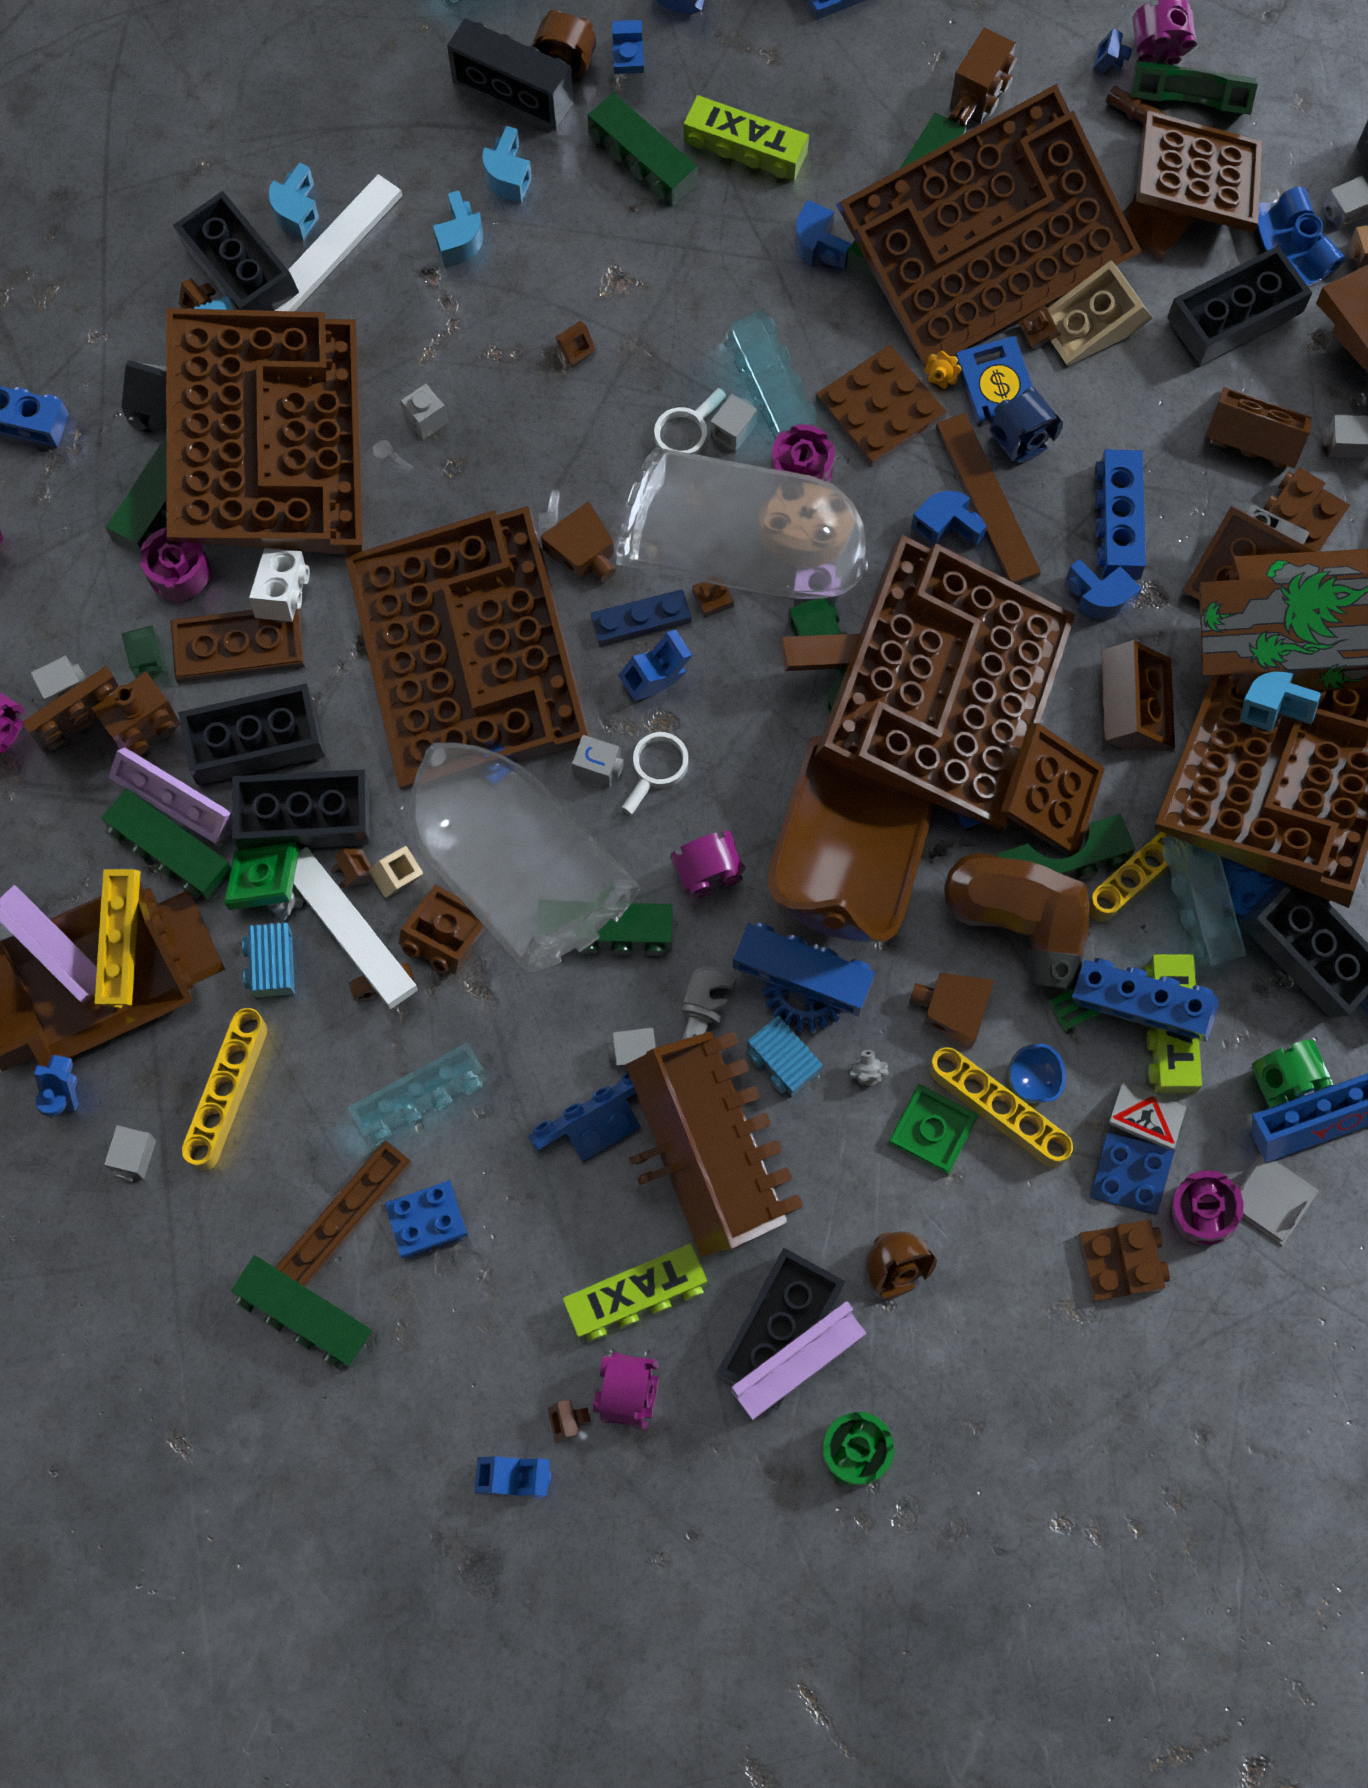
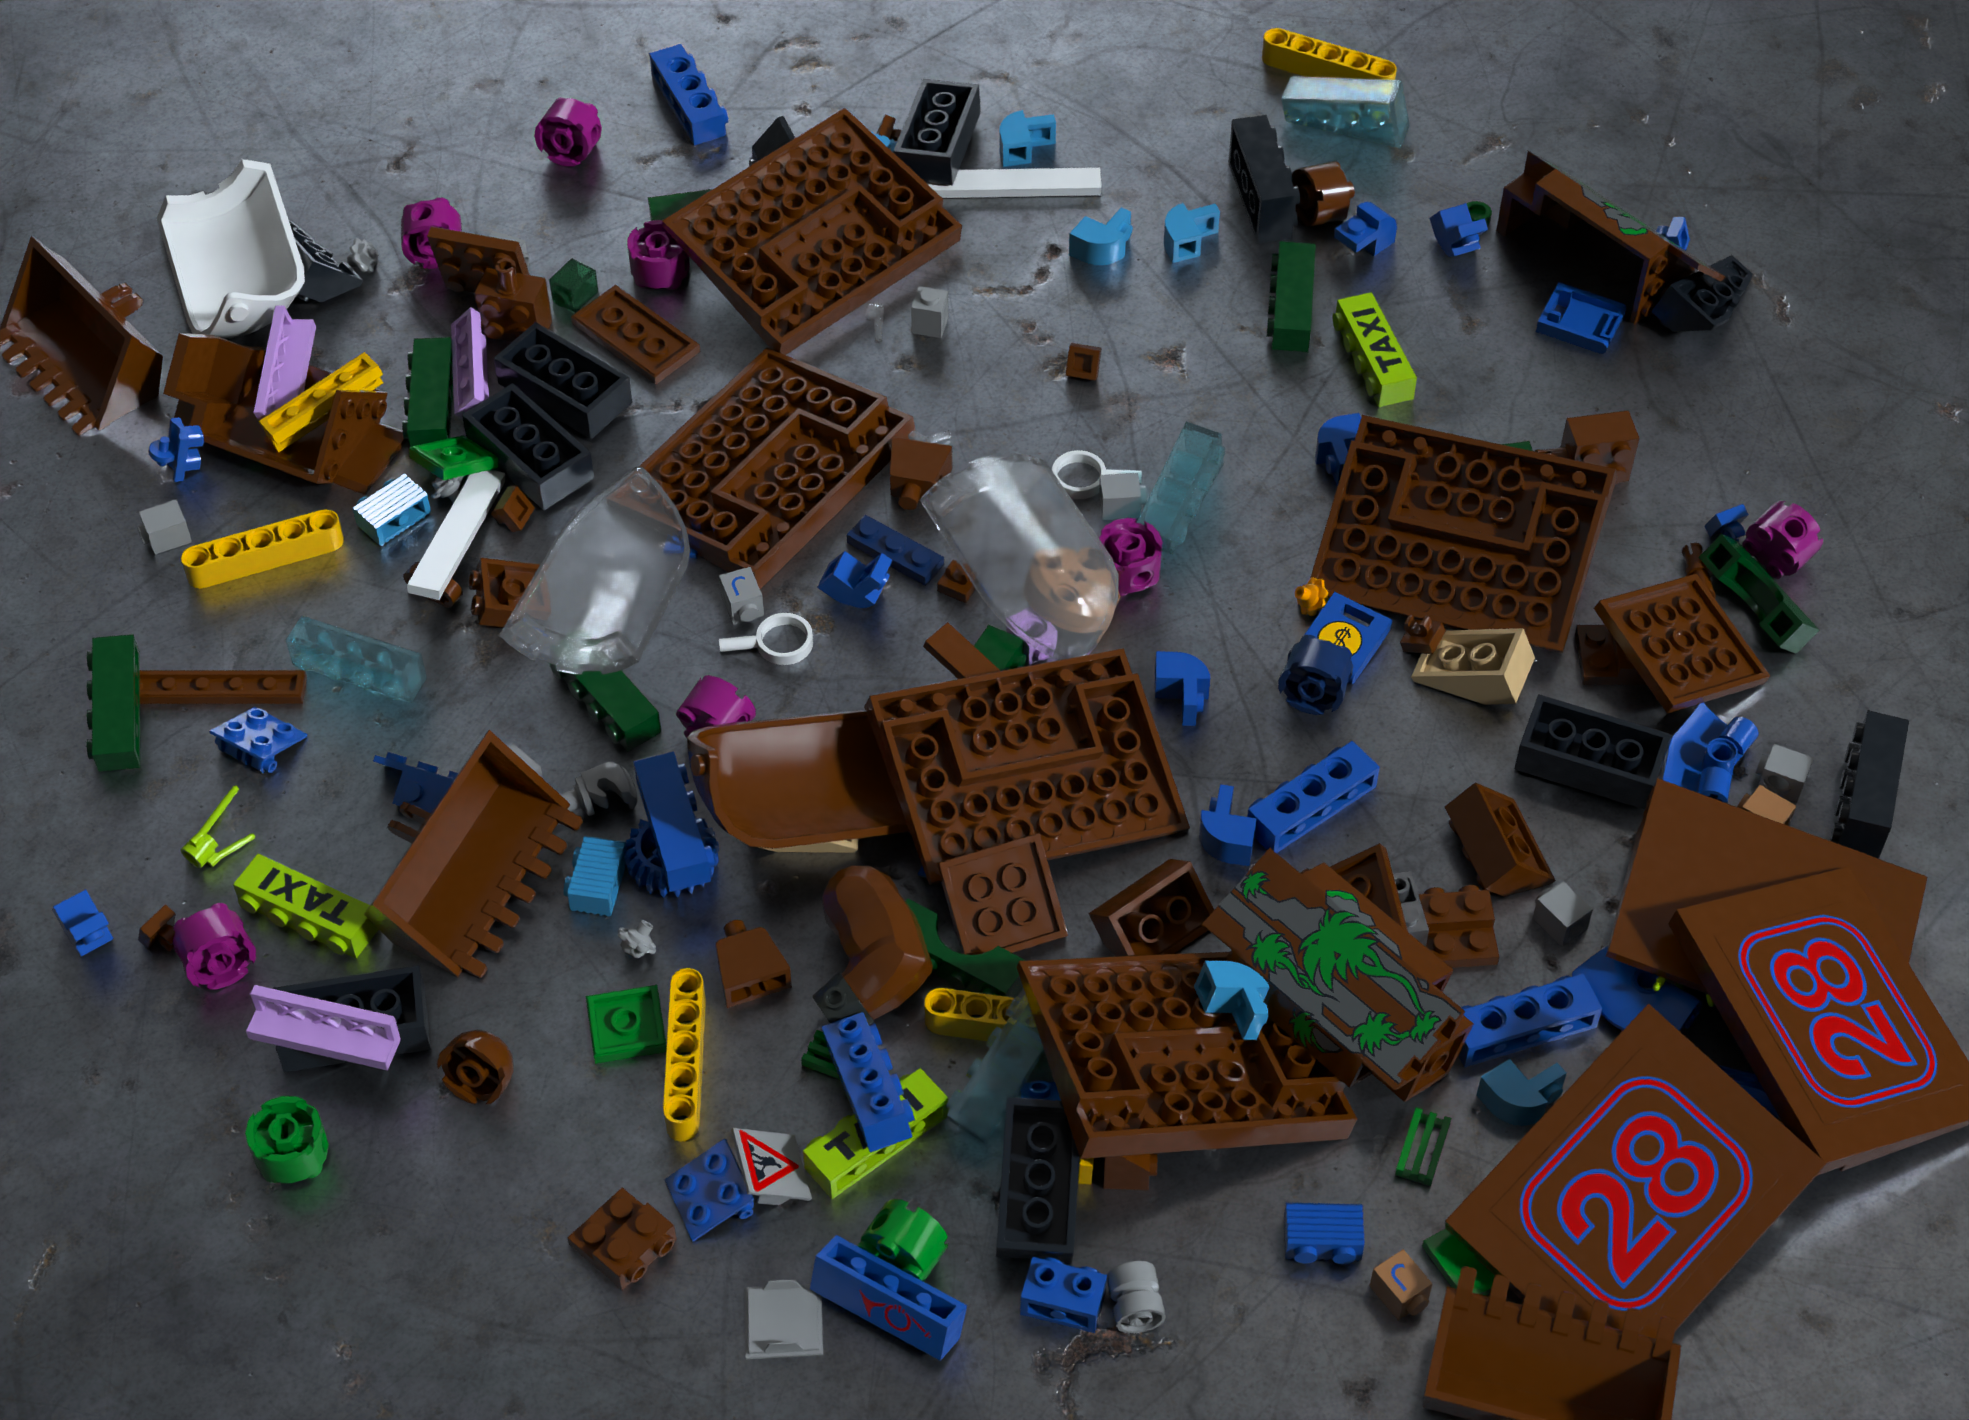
camera: 50 degrees right, 20 degrees down
(279, 584) = (700, 319): white brick -> none
(395, 872) = (528, 530): tan brick -> none
(506, 1337) = (202, 846): none -> lime plant
(880, 405) = (1240, 581): reddish brown plate -> none
(988, 499) = (1230, 704): reddish brown tile -> none
(1037, 1074) = (739, 1059): blue helmet -> none
(1207, 1208) = (720, 1260): magenta brick -> none

